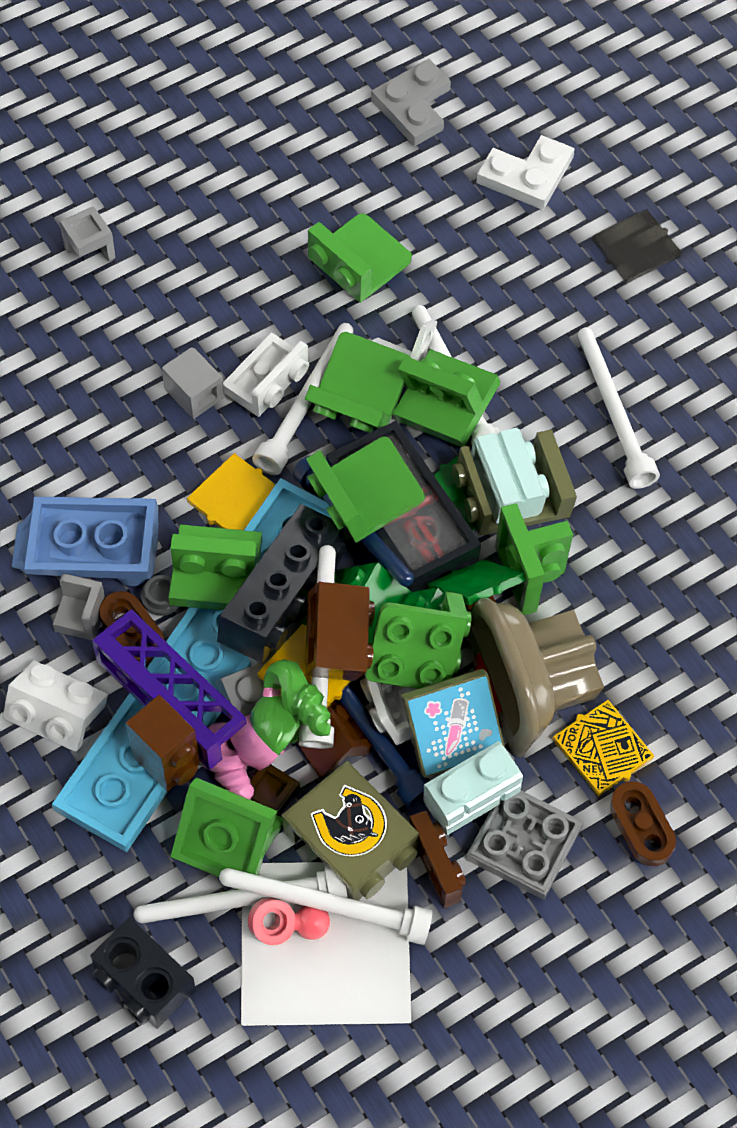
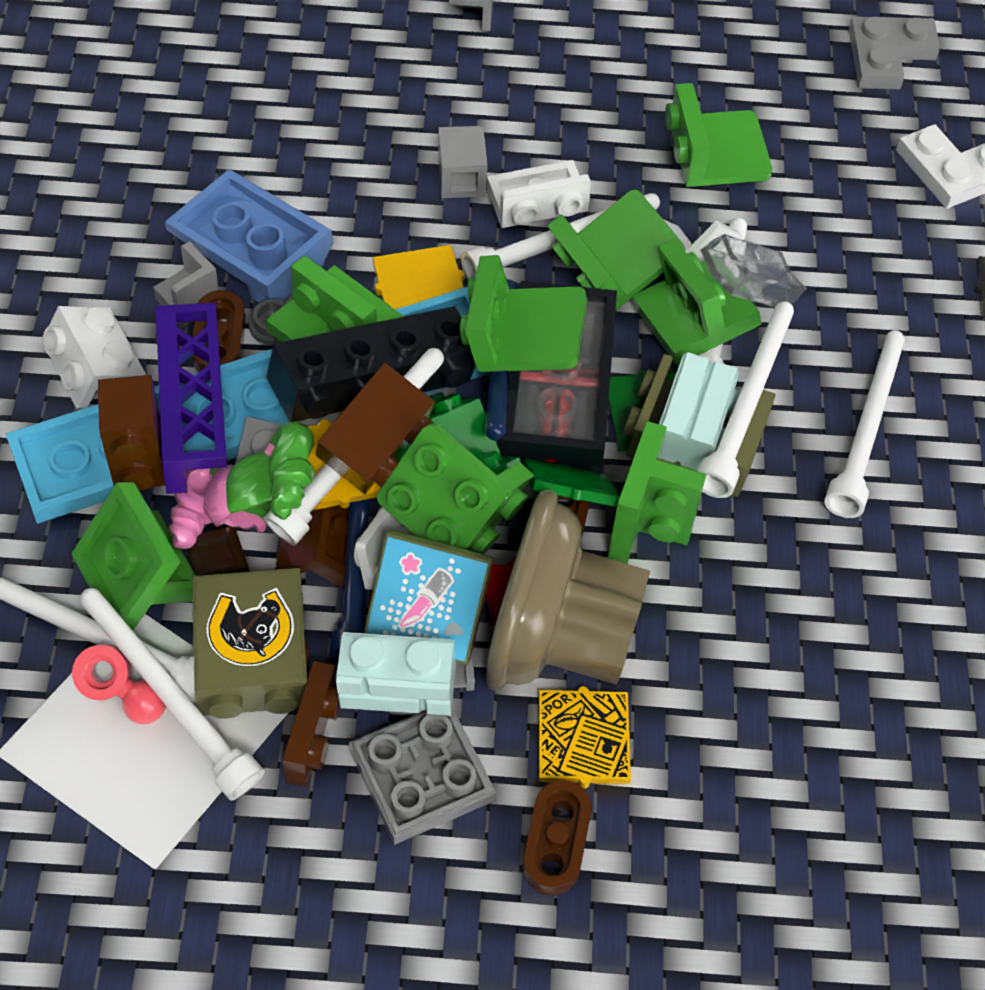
camera: 35 degrees right, 5 degrees down
(470, 348) = (751, 271): none -> clear piece
(560, 506) = (721, 465): none -> white piece

